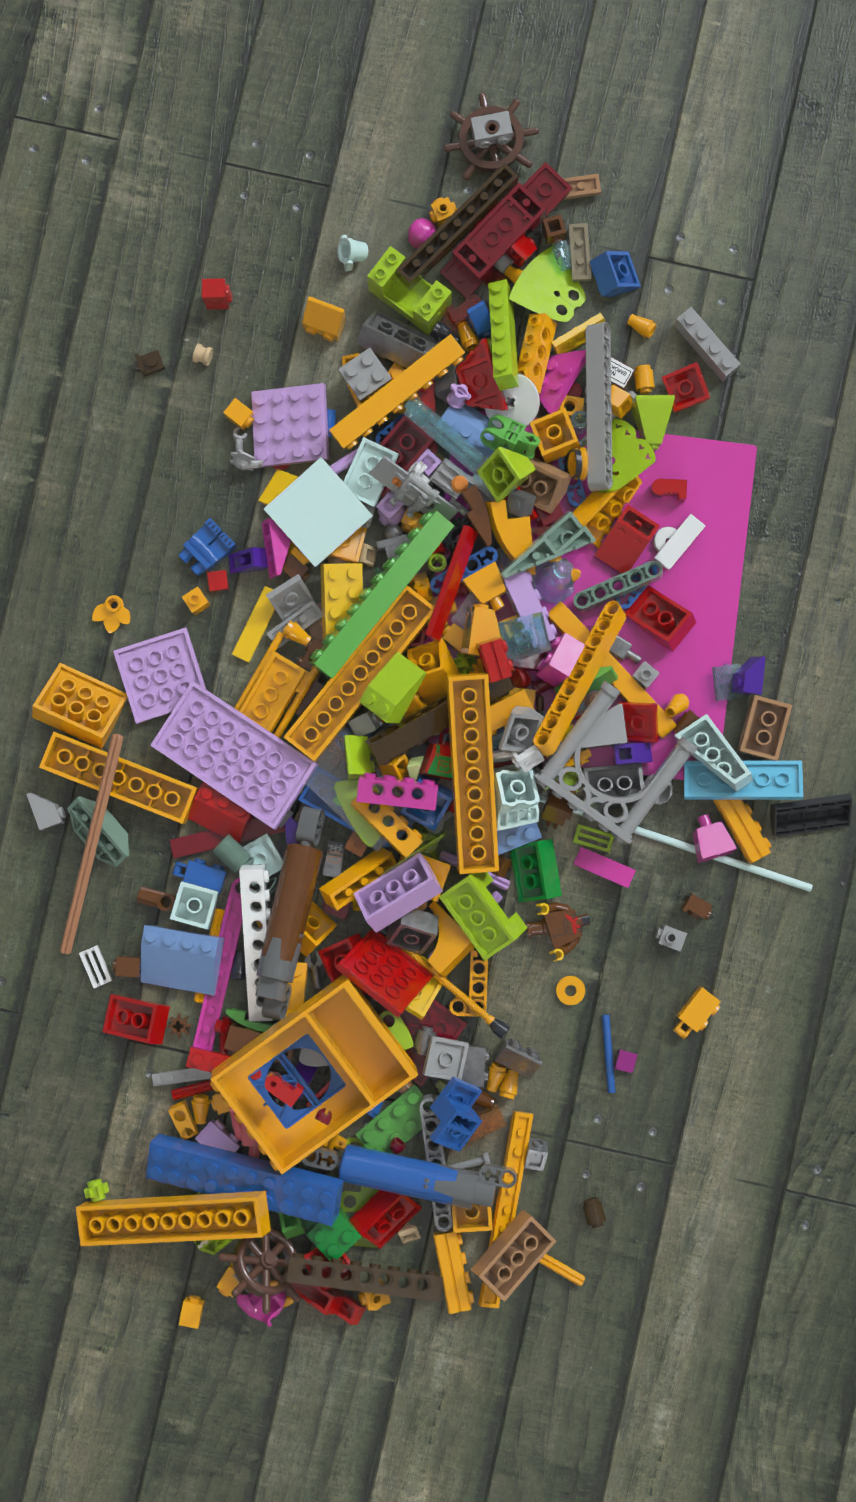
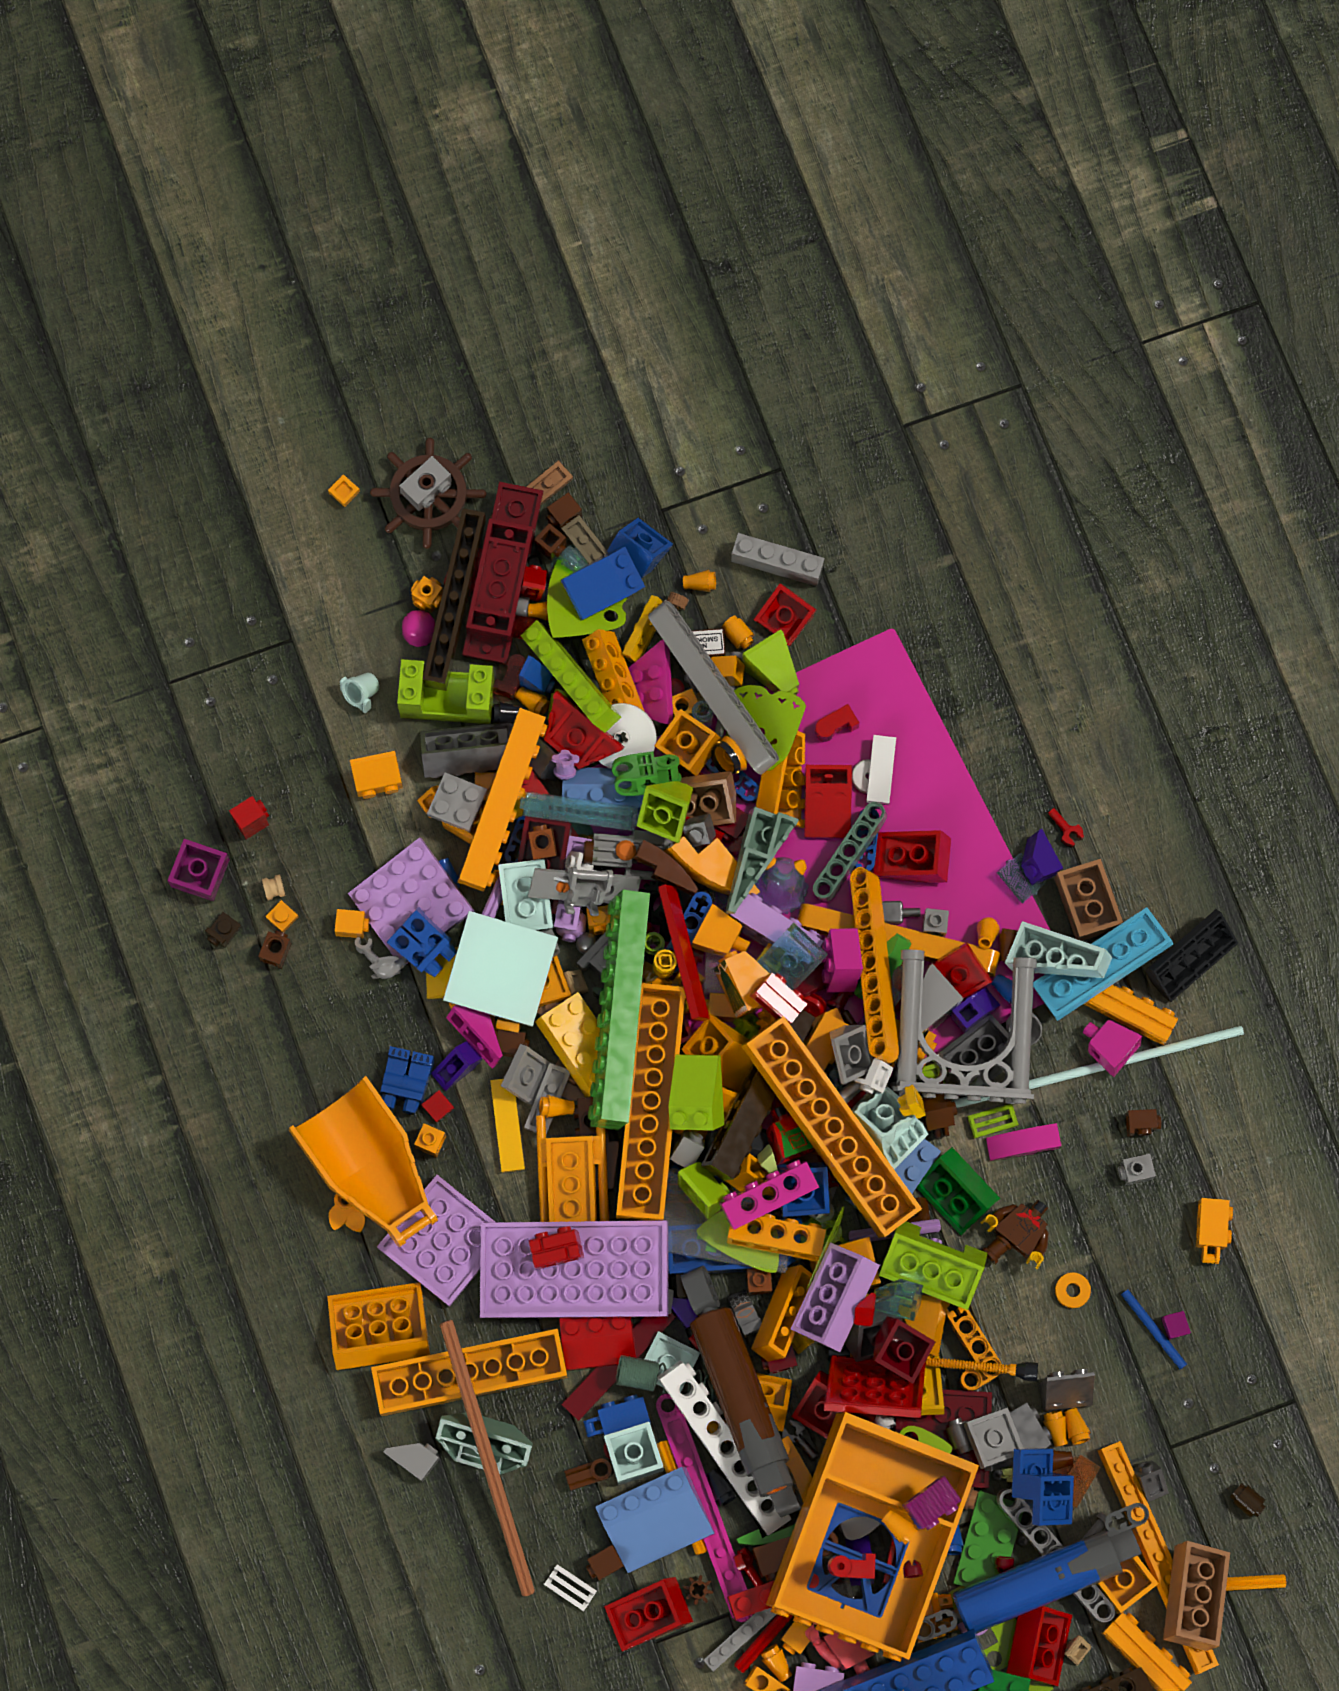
camera: 40 degrees left, 10 degrees down
(139, 587) = (367, 1160): none -> light orange windscreen
(158, 309) = (198, 870): none -> magenta brick
(176, 407) = (275, 959): none -> reddish brown brick
(196, 379) = (282, 916): none -> light orange plate
(229, 733) = (556, 1248): none -> red brick
(277, 458) = (421, 942): none -> blue hips
(333, 1082) = (899, 1526): none -> light orange cone
(366, 1081) = (932, 1503): none -> magenta brick
(396, 445) = (550, 850): none -> dark orange brick
(412, 916) = (865, 1311): none -> red slope
(419, 958) = (901, 1348): none -> dark red slope
(430, 584) = (664, 968): none -> yellow wheel
(432, 468) = (588, 852): none -> reddish brown tile
(433, 100) = (343, 490): none -> light orange plate
(441, 921) = (899, 1298): none -> clear light blue slope
(541, 793) = (911, 1103): none -> yellow tile
(570, 281) = (603, 582): none -> blue slope
(577, 212) = (563, 511): none -> reddish brown brick
(616, 329) = (678, 600): none -> medium nougat axle
(663, 750) = (1003, 986): none -> blue cone
(783, 667) = (1066, 828): none -> red bar

